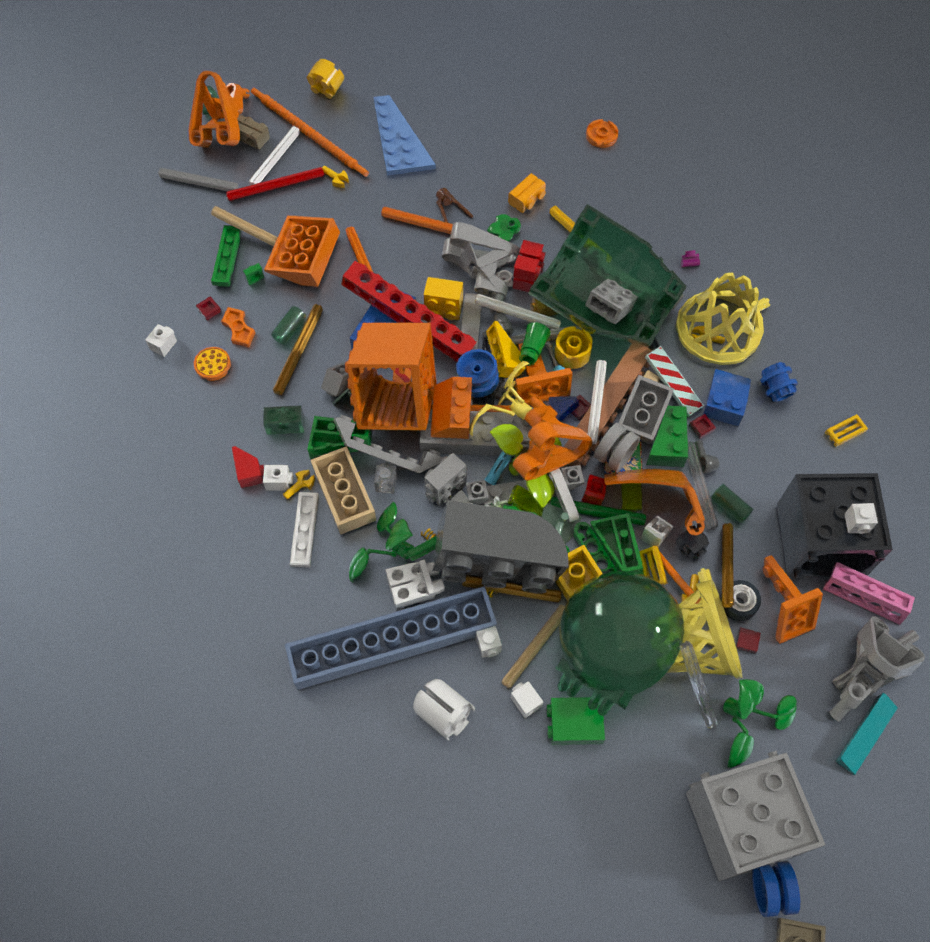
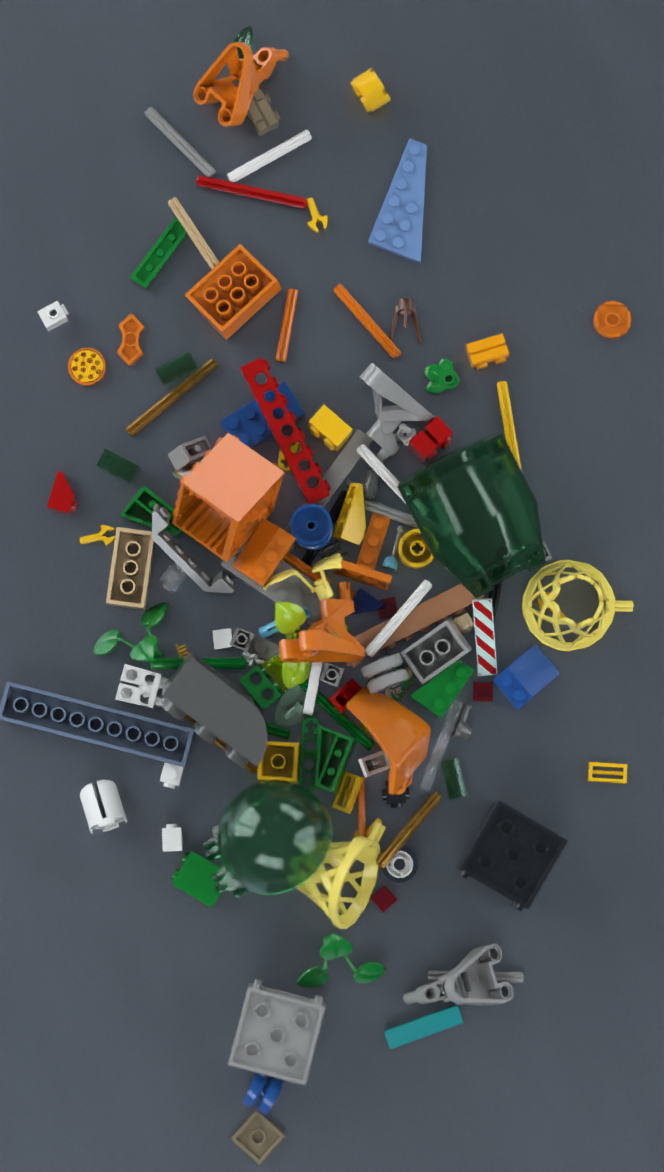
camera: 30 degrees right, 20 degrees up
(208, 308) = (114, 302): dark red tile -> none
(253, 274) = (174, 290): green plate -> none
(277, 477) = (83, 521): white brick -> none
(304, 530) = (80, 581): white tile -> none
(310, 132) = (300, 77): orange hose -> none
(445, 479) = (221, 612): light grey brick -> none
(533, 648) = (207, 799): tan axle -> none
(534, 341) = (380, 527): green plant -> none
(611, 301) = (478, 527): light grey brick -> none
(690, 259) = (594, 517): magenta plate -> none
(698, 684) = (307, 914): clear axle -> none
(778, 382) = (577, 694): blue piece -> none
(799, 610) = (434, 906): orange piece -> none
(861, 518) = (517, 871): white brick -> none
(870, 591) = (510, 924): bright pink fence -> none

